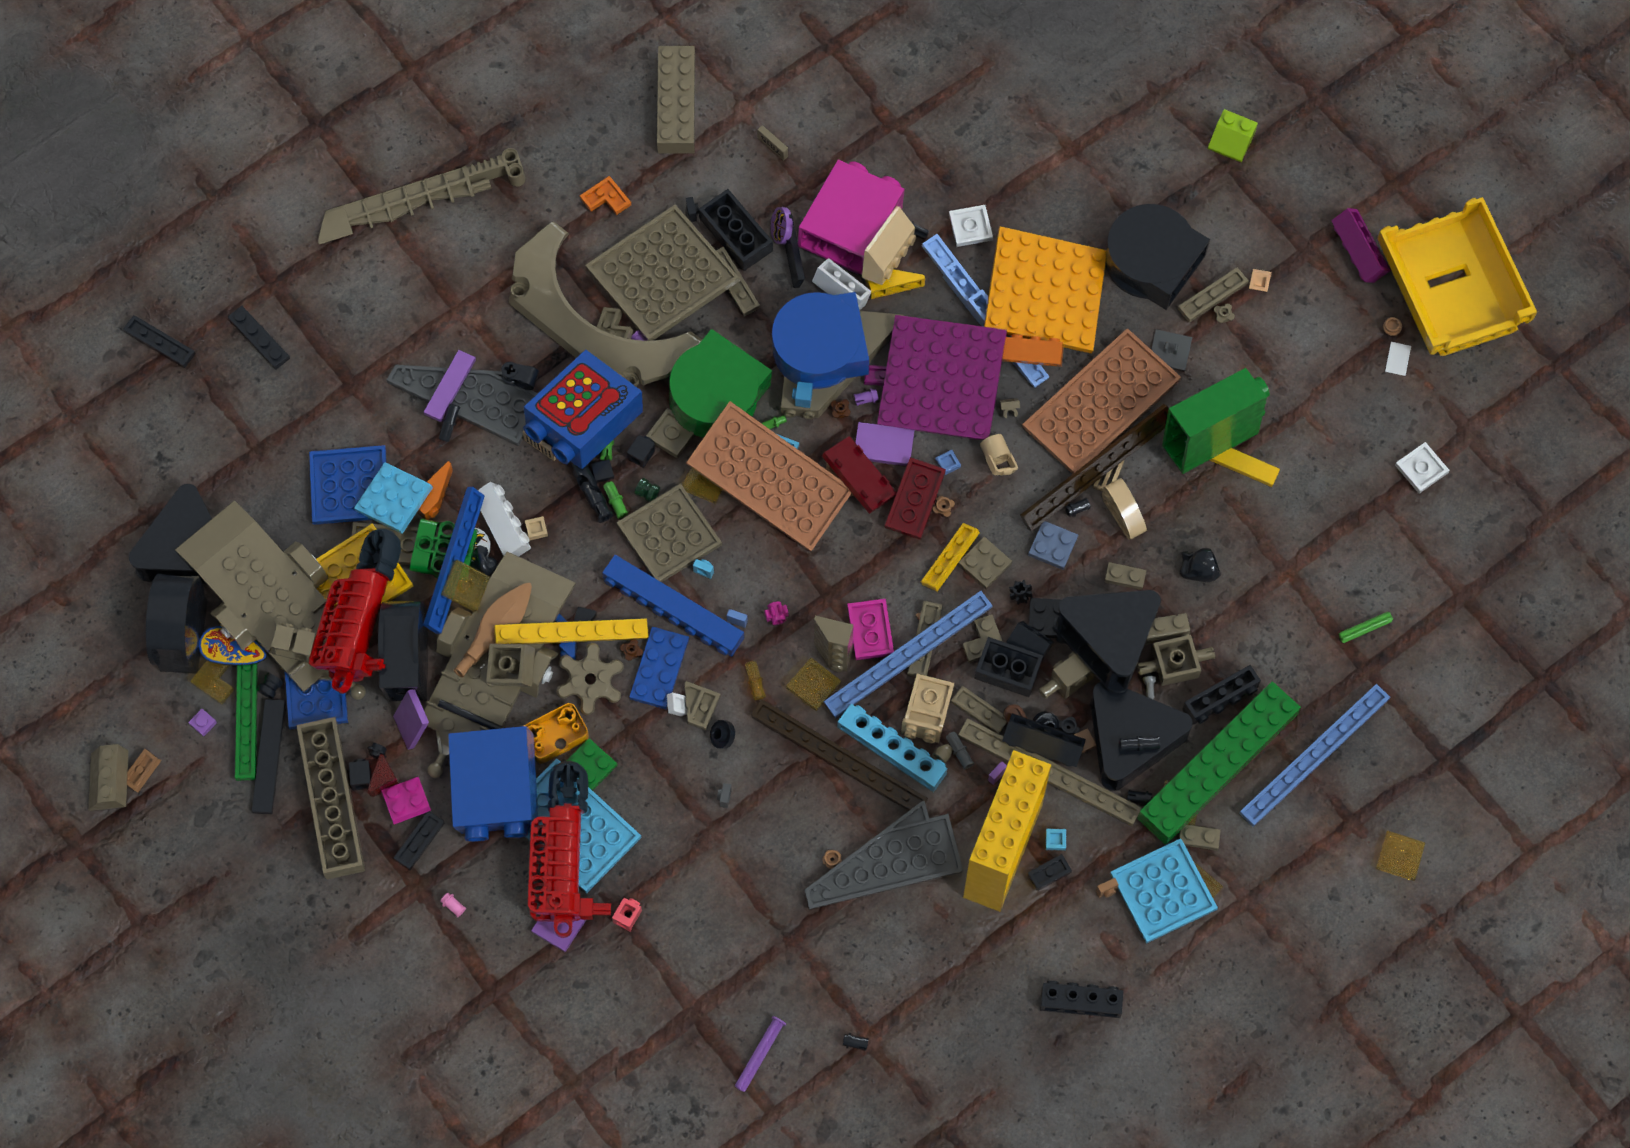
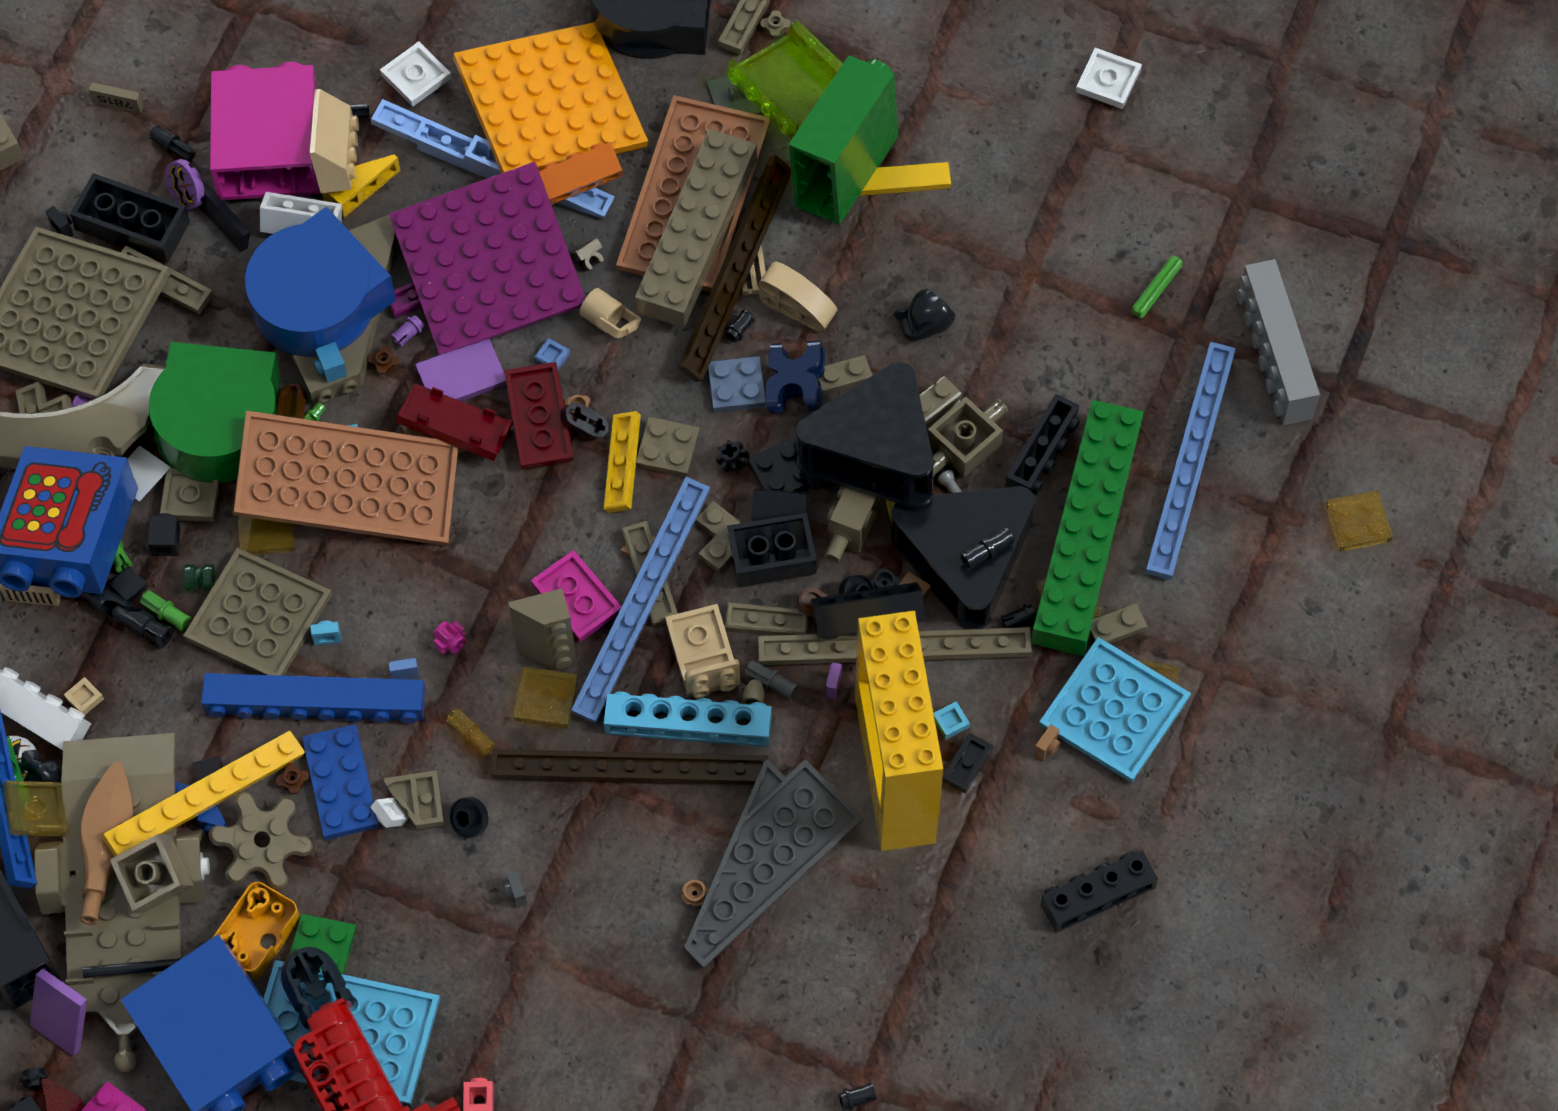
camera: 30 degrees left, 5 degrees down
(653, 402) = (146, 470): none -> white sticker
(766, 407) = (292, 401): none -> reddish brown tile
(791, 192) = (172, 143): none -> black axle
(937, 520) = (582, 425): none -> black beam
(1086, 427) = (696, 228): none -> dark tan brick
(1092, 561) = (795, 377): none -> dark blue piece
(1207, 355) = (786, 77): none -> clear neon green panel
(1418, 709) = (1278, 342): none -> light grey brick

